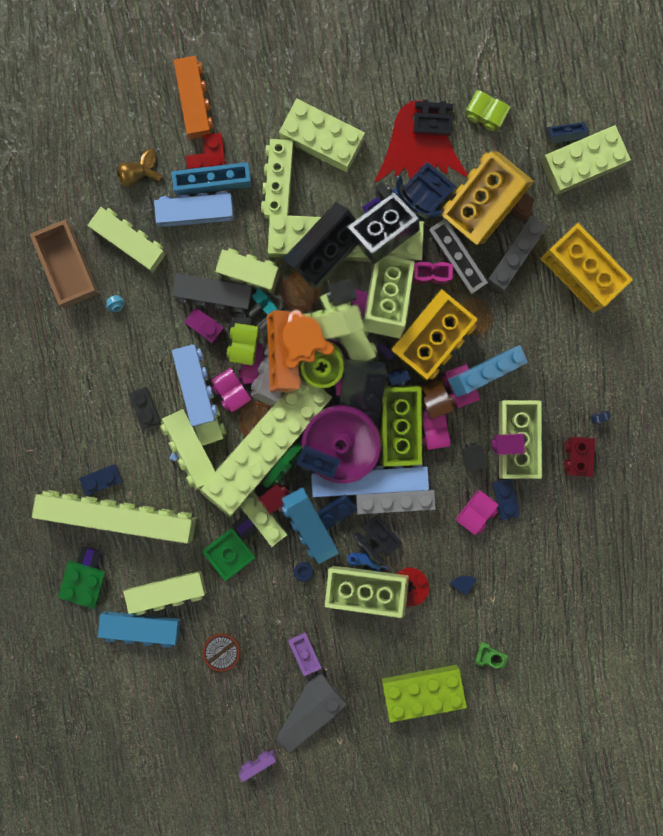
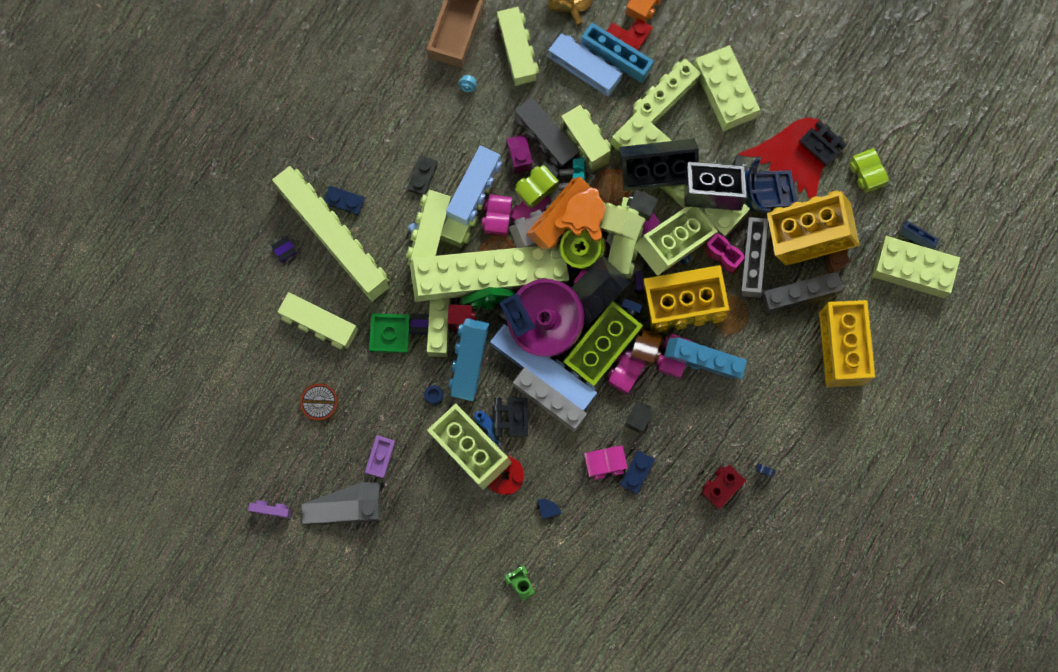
camera: 40 degrees right, 10 degrees down
(81, 584) = (261, 263): green plate -> none
(139, 628) = (275, 331): dark azure brick -> none
(337, 511) = (498, 369): dark blue plate -> none
(424, 693) = (444, 564): lime brick -> none
(508, 444) = (672, 421): magenta slope -> none
(521, 418) = (686, 433): yellowish green brick -> none

